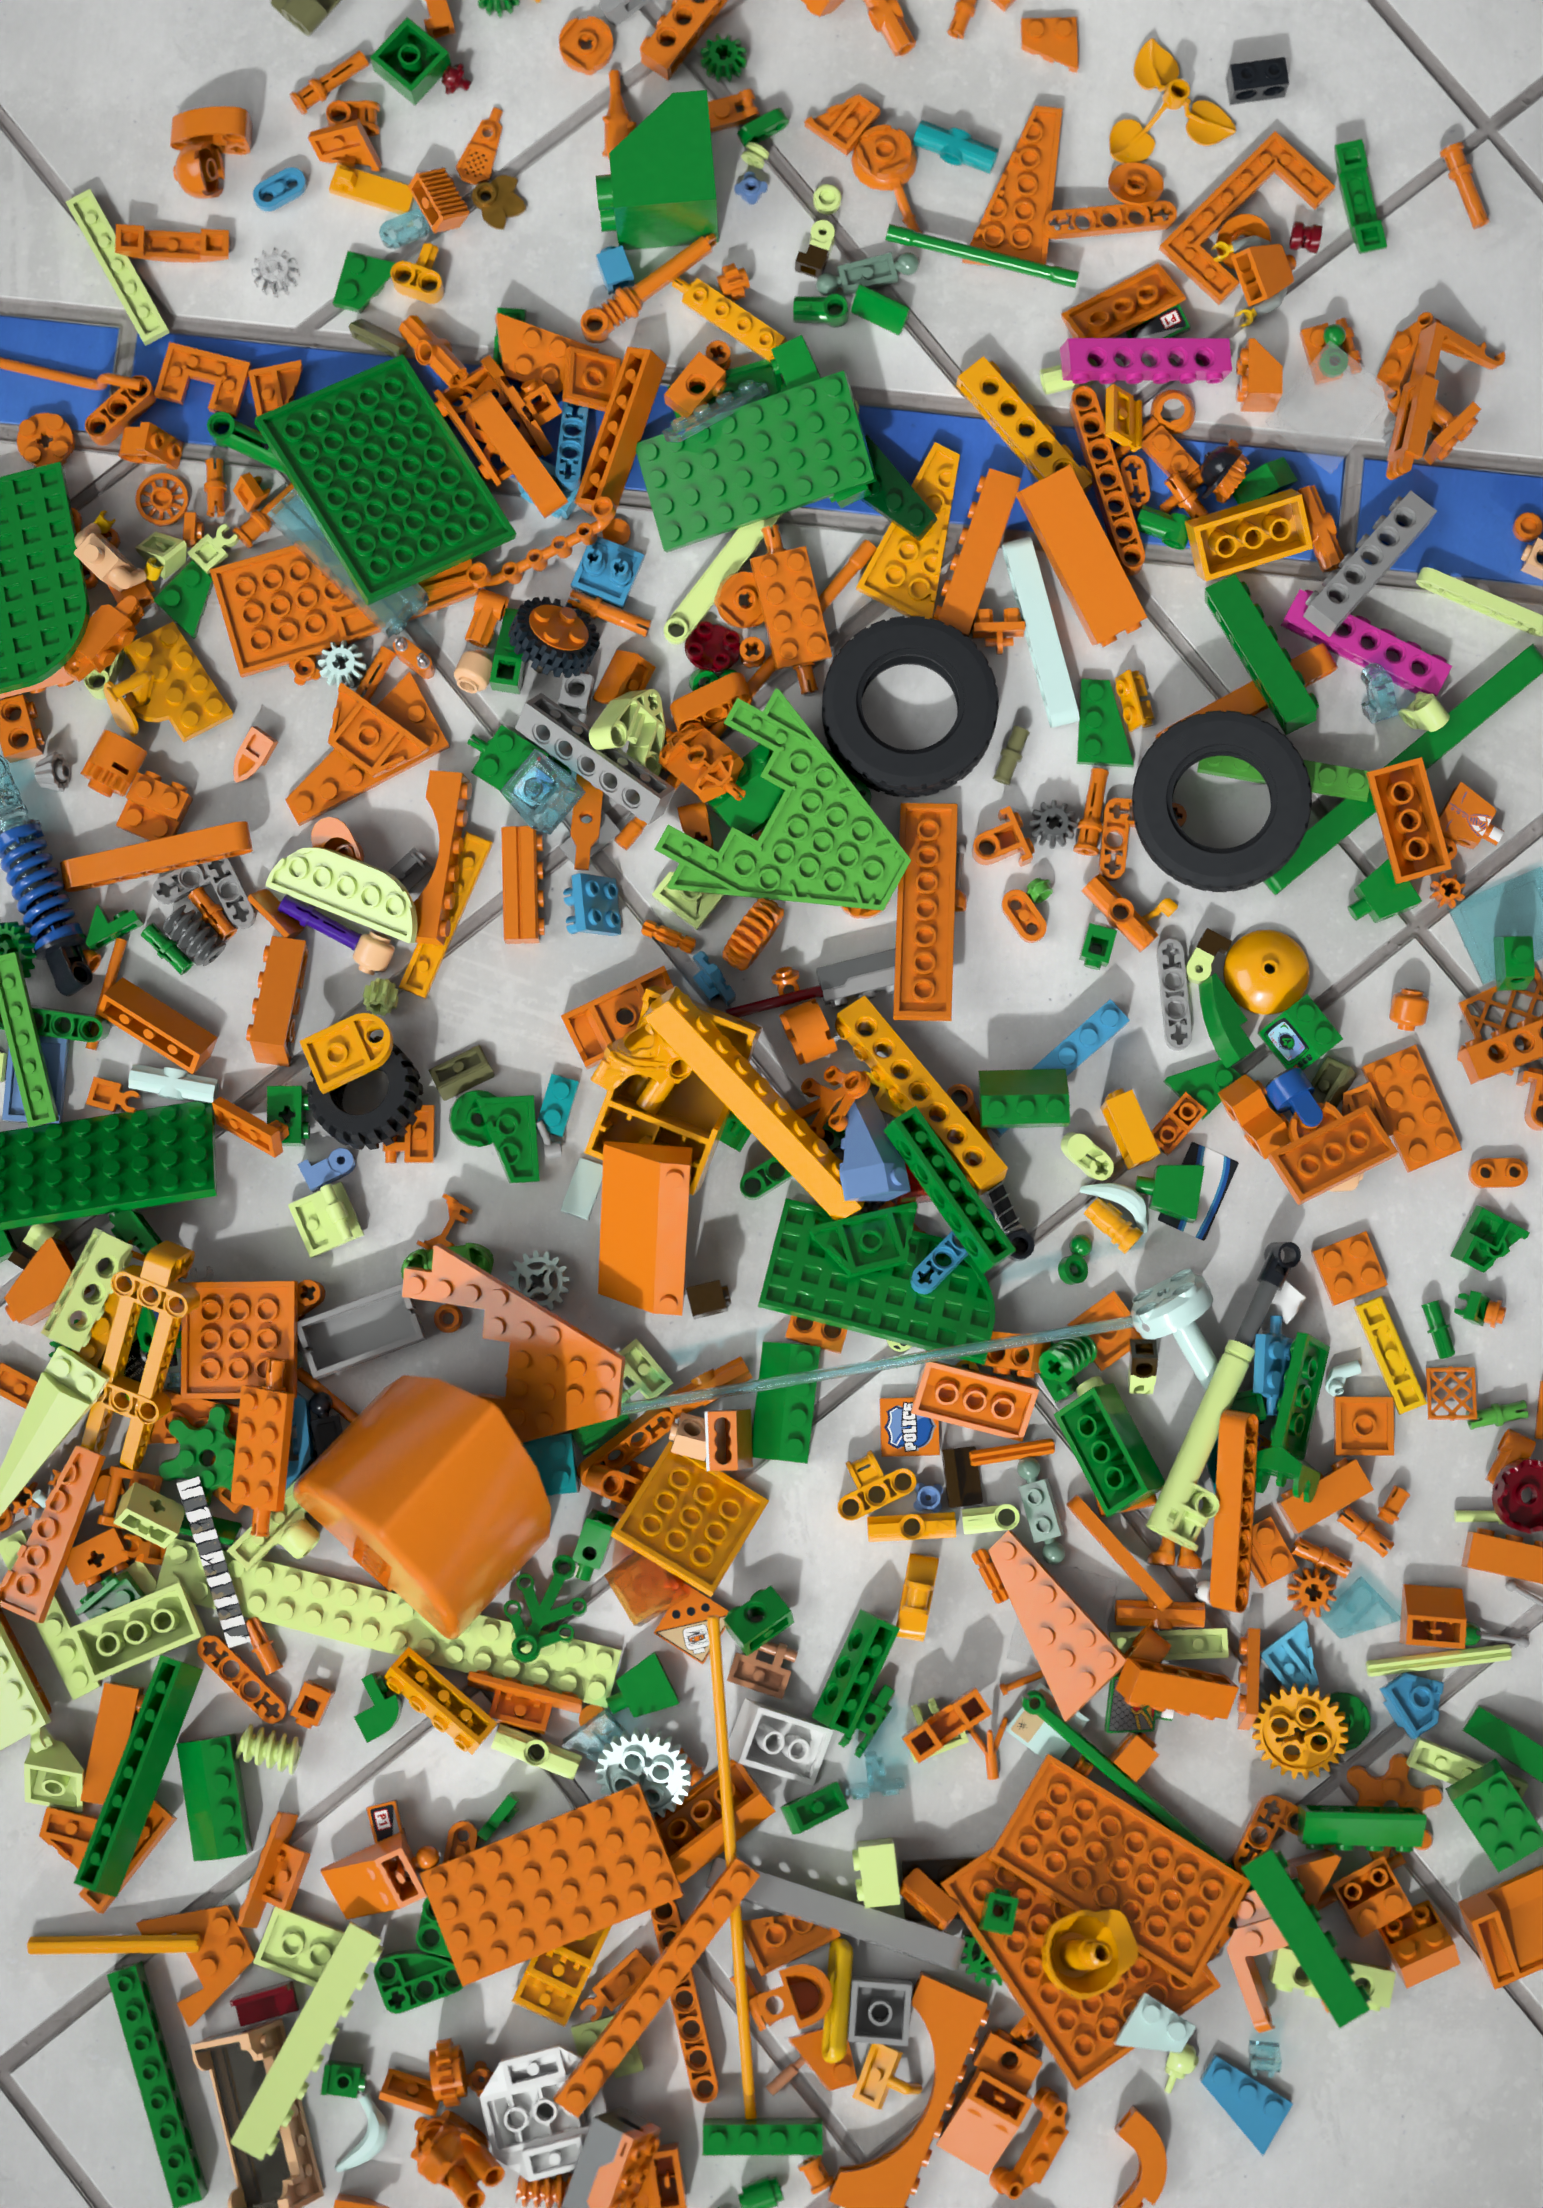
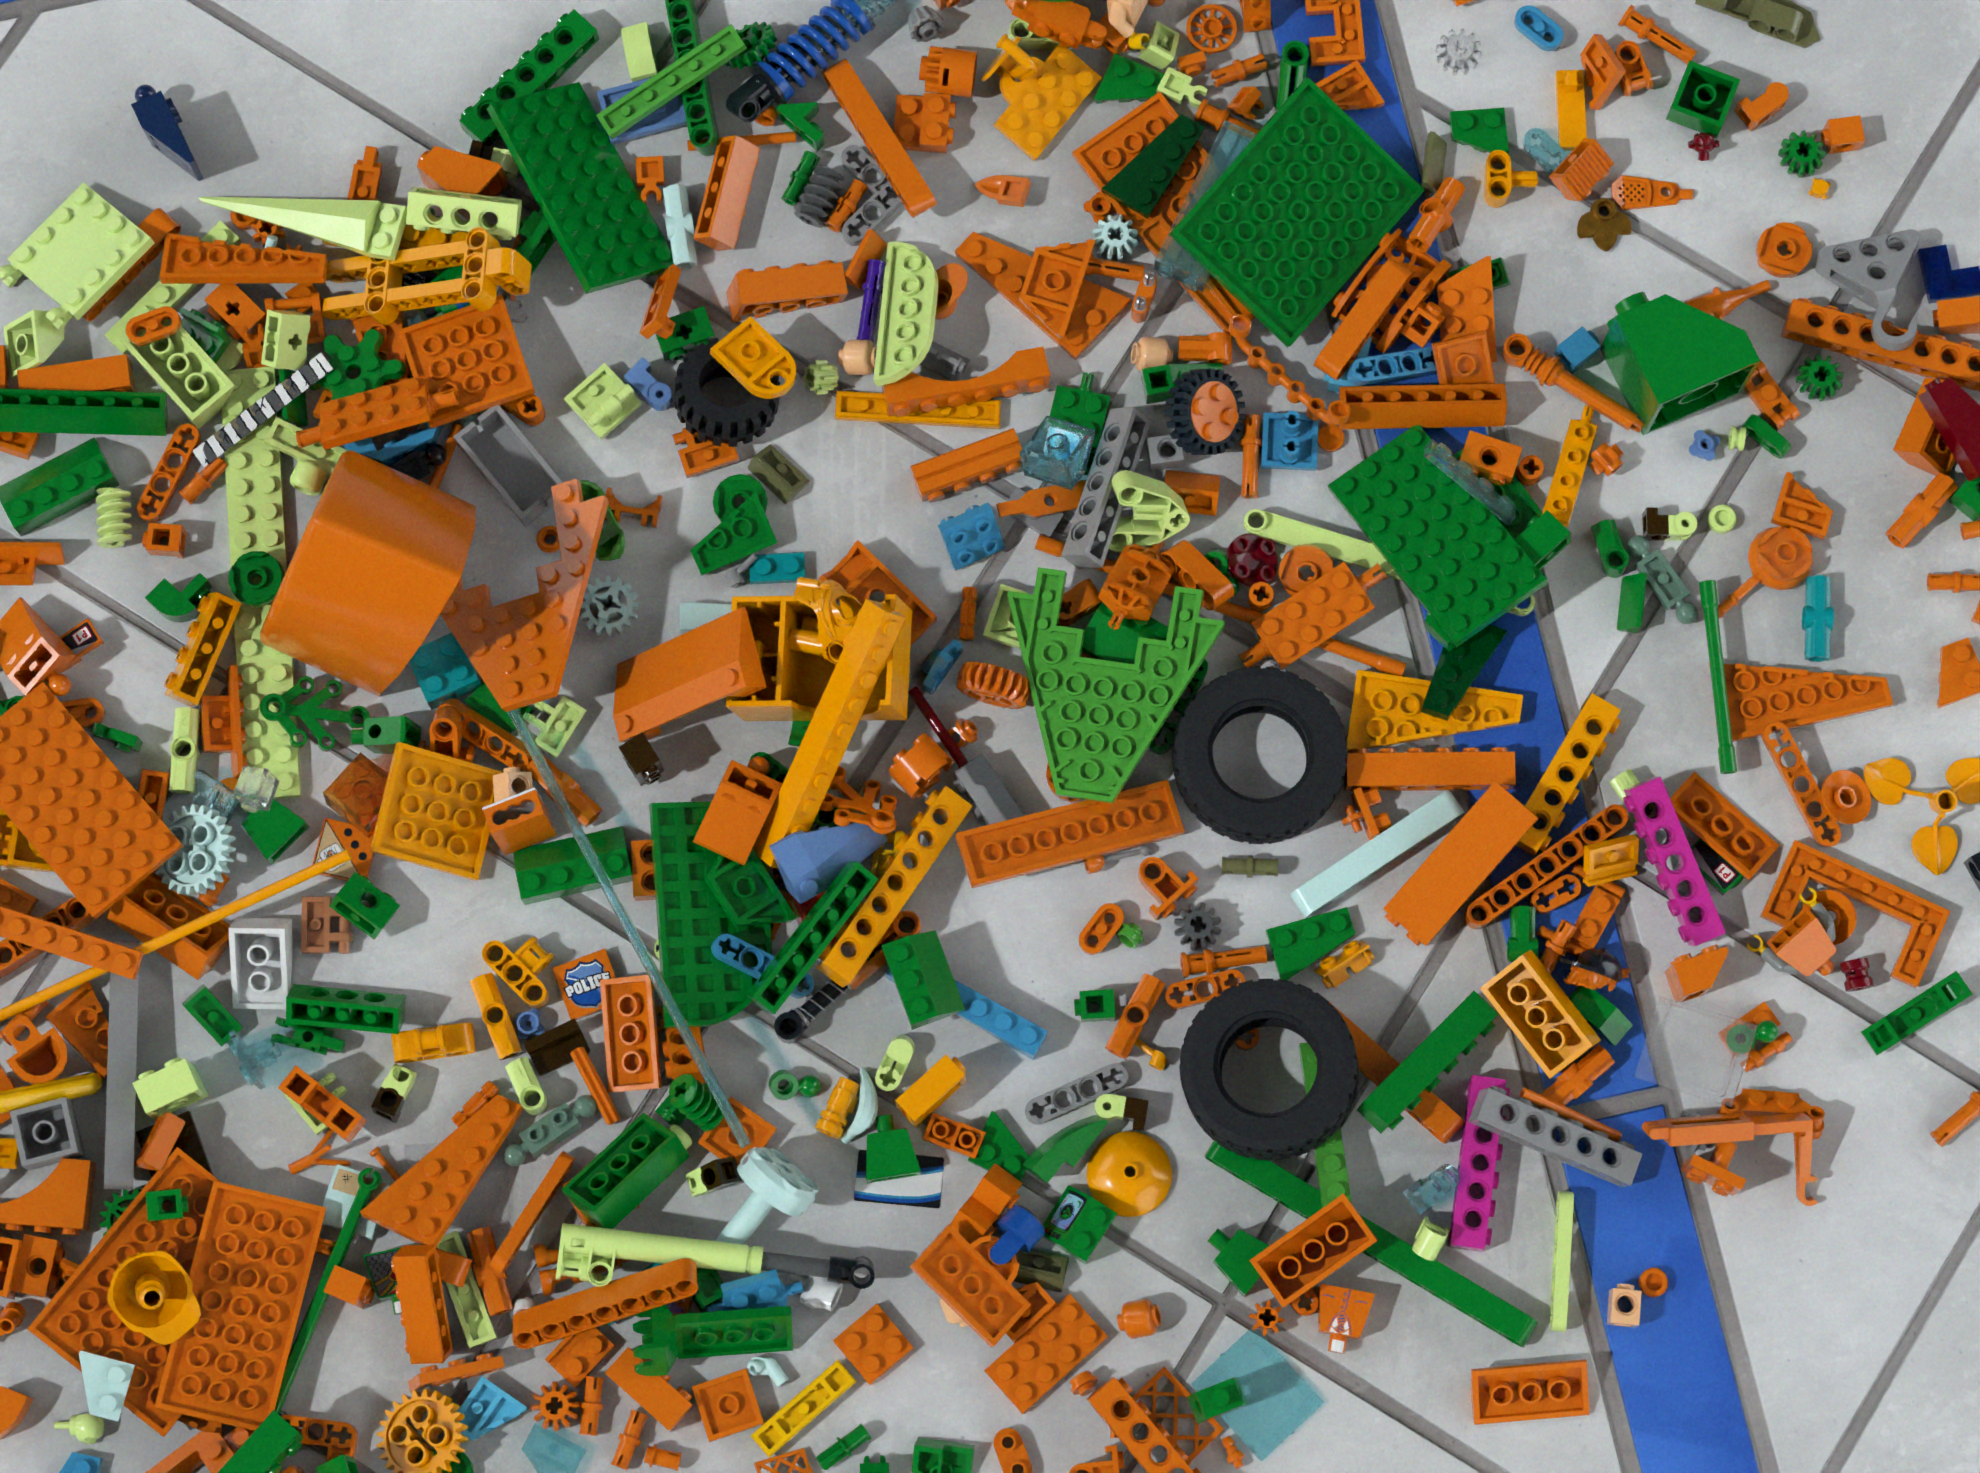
camera: 70 degrees right, 5 degrees down
(88, 1644) = (153, 324): none -> orange plate
(289, 604) = (1154, 168): none -> dark green wing
(372, 1628) = (246, 569): none -> green plate
(567, 1795) = (153, 789): none -> orange slope
(606, 1691) = (255, 789): none -> clear brick
(794, 1220) = (738, 810): none -> orange slope
(952, 1651) = (393, 1092): none -> leg
(1176, 426) = (1640, 923): orange piece -> none
(1350, 543) = (1568, 1113): none -> orange piece
(1453, 1082) = (1083, 1383): none -> orange plate

